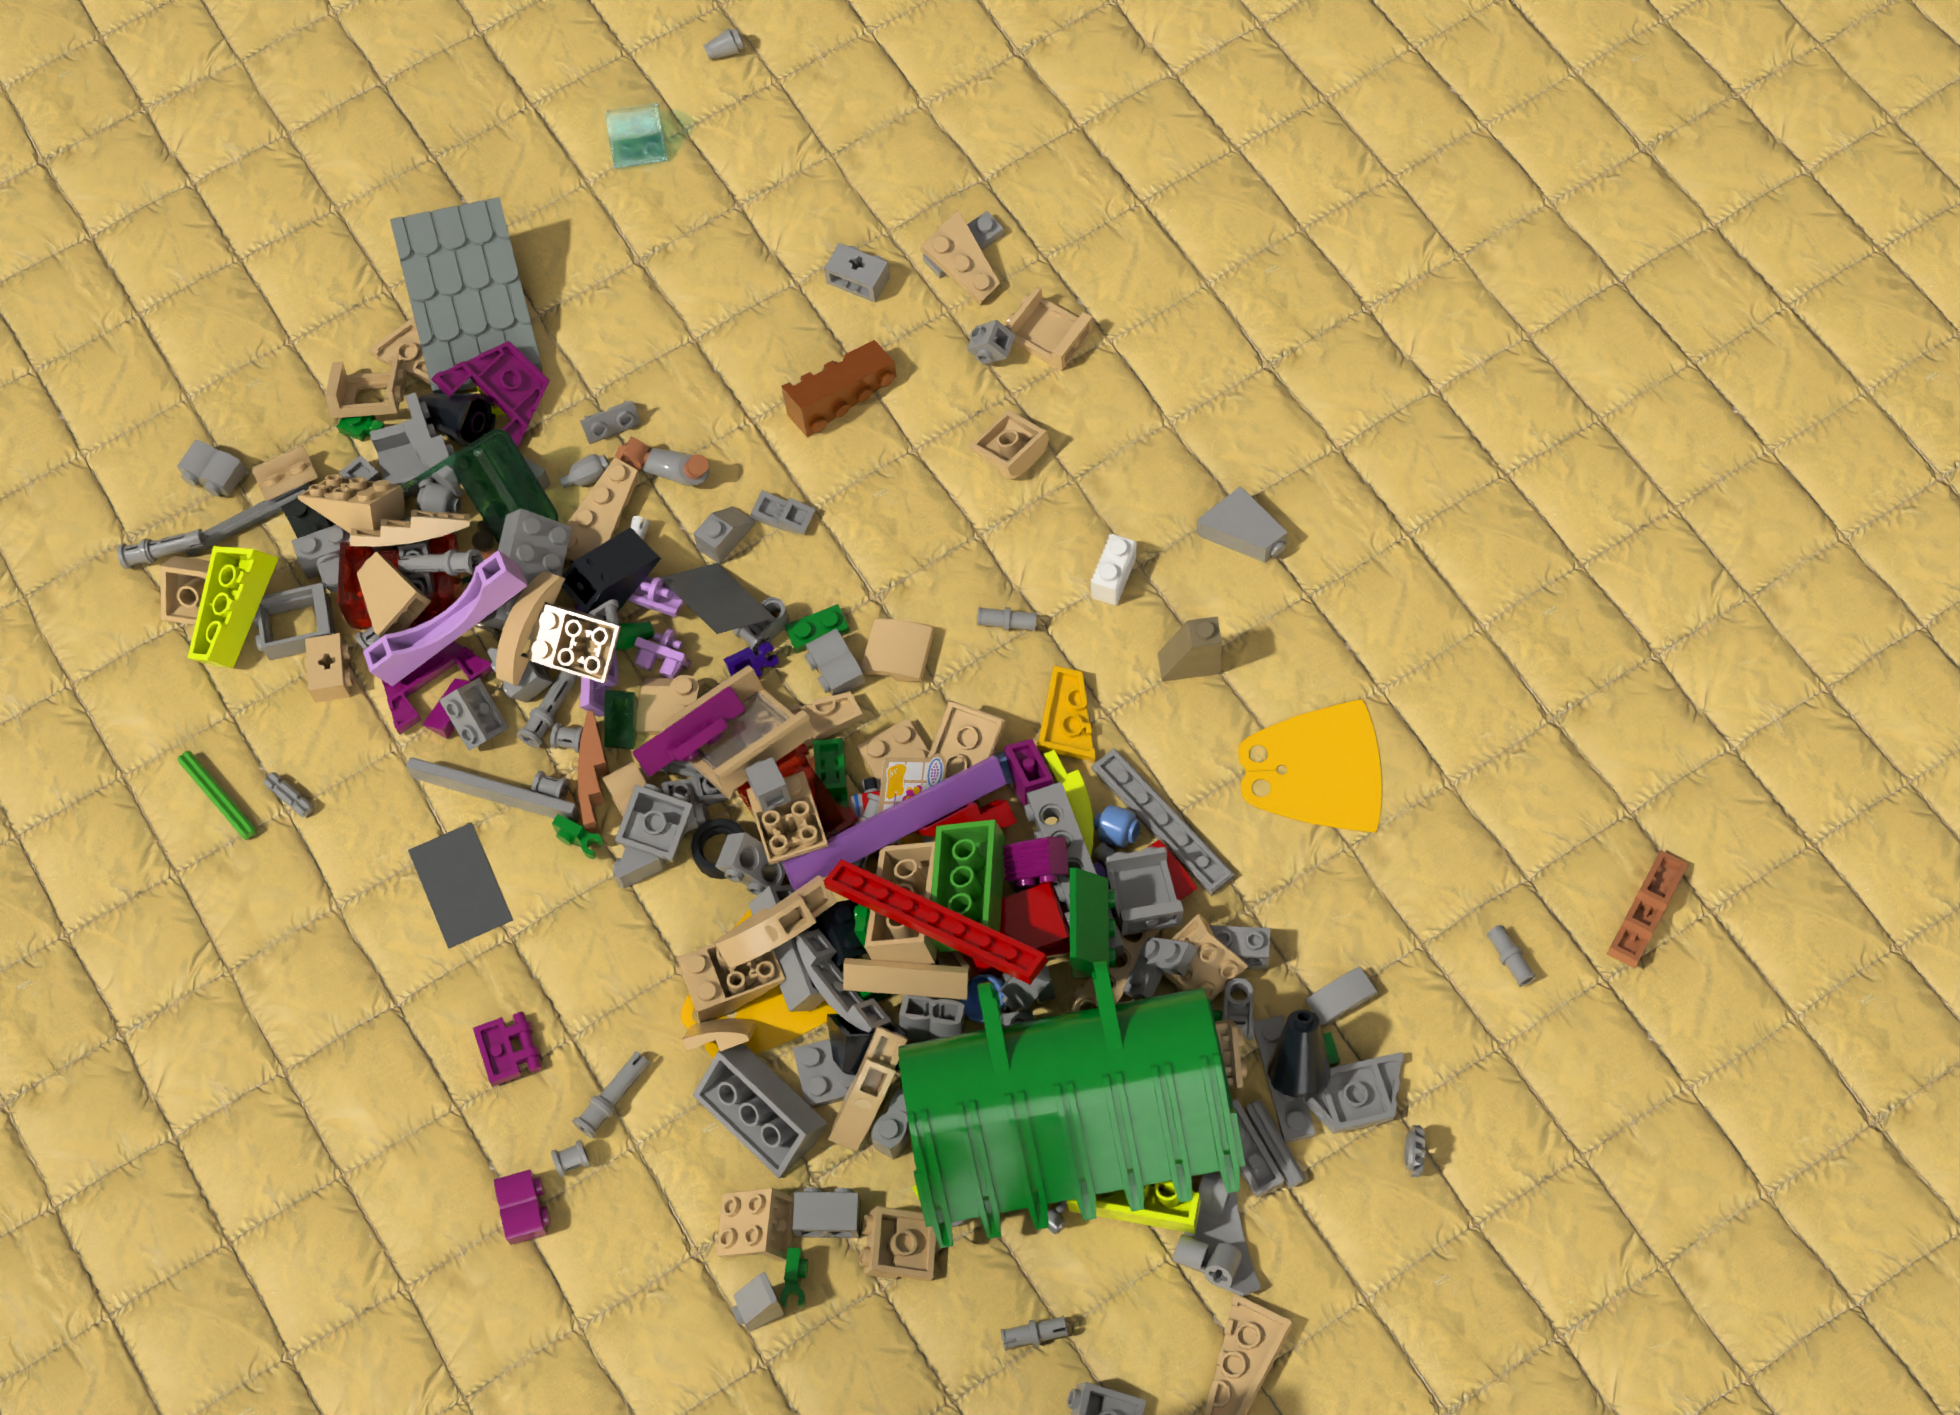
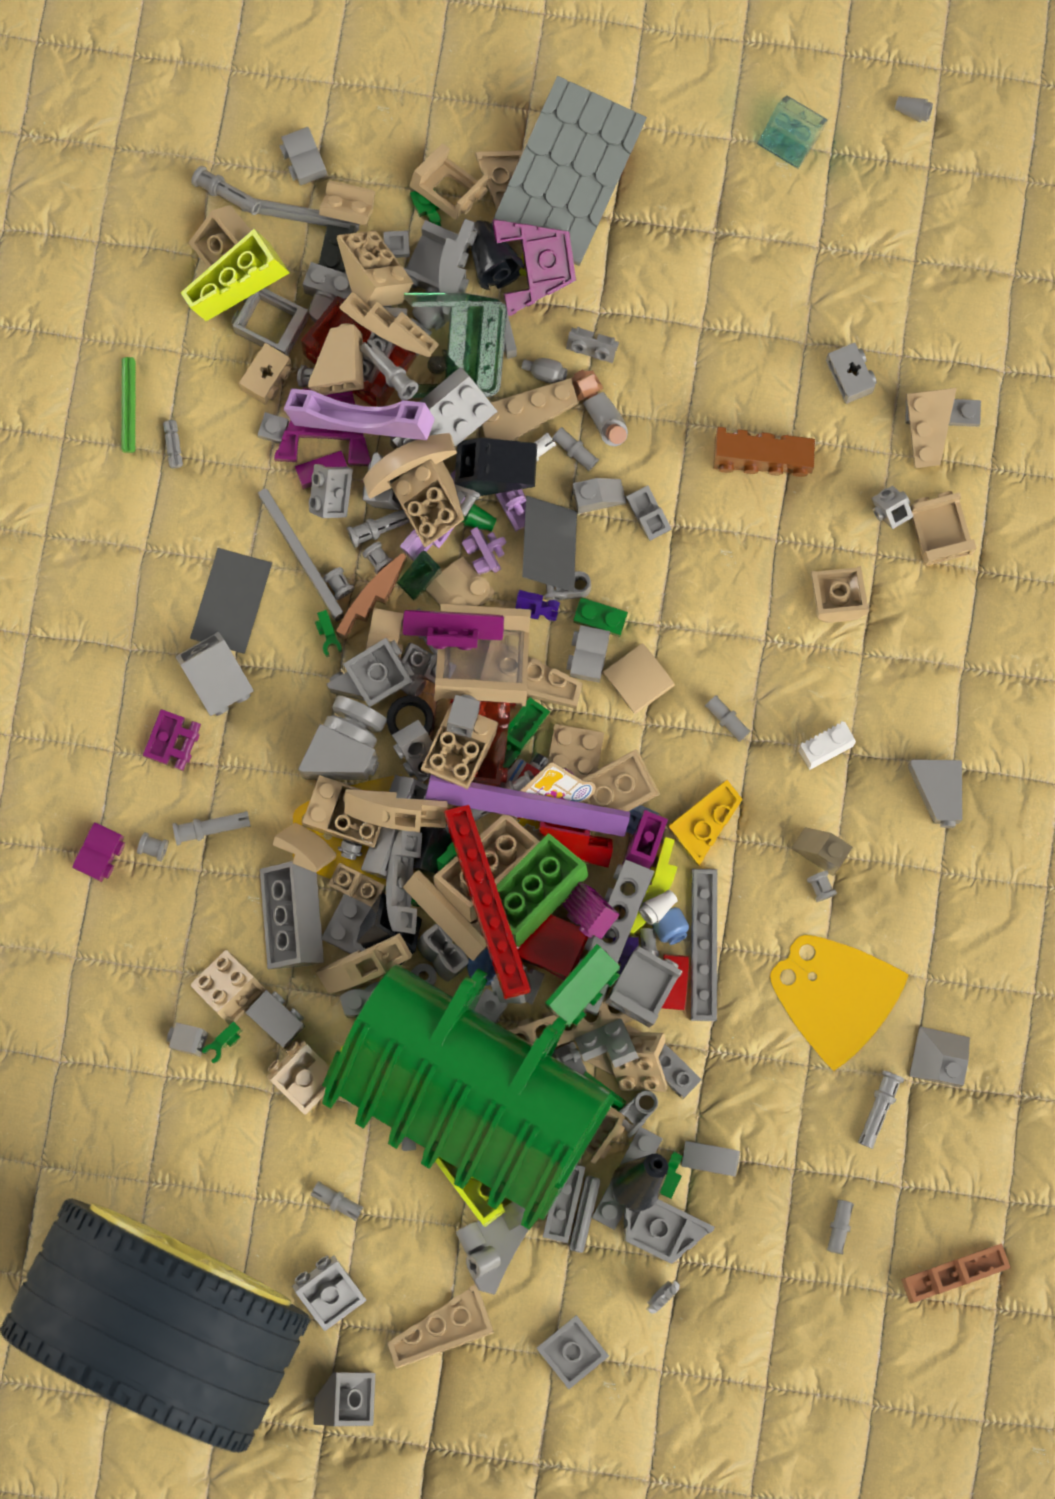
camera: 35 degrees right, 15 degrees up
(374, 709) = (273, 428): none -> light grey plate
(500, 955) = (215, 674): none -> light grey slope
(670, 512) = (575, 449): none -> light grey pin
(670, 888) = (355, 720): none -> light grey wheel
(680, 927) = (337, 757): none -> light grey slope
(763, 1005) = (350, 849): none -> light grey plate
(796, 1031) = (356, 885): none -> tan slope
(1092, 814) = (656, 908): none -> white cone
(1211, 679) = (821, 886): none -> light grey bush
(1381, 1277) = (572, 1352): none -> light grey plate
(1442, 814) = (884, 1098): none -> light grey pin
(1458, 741) = (940, 1057): none -> light grey slope

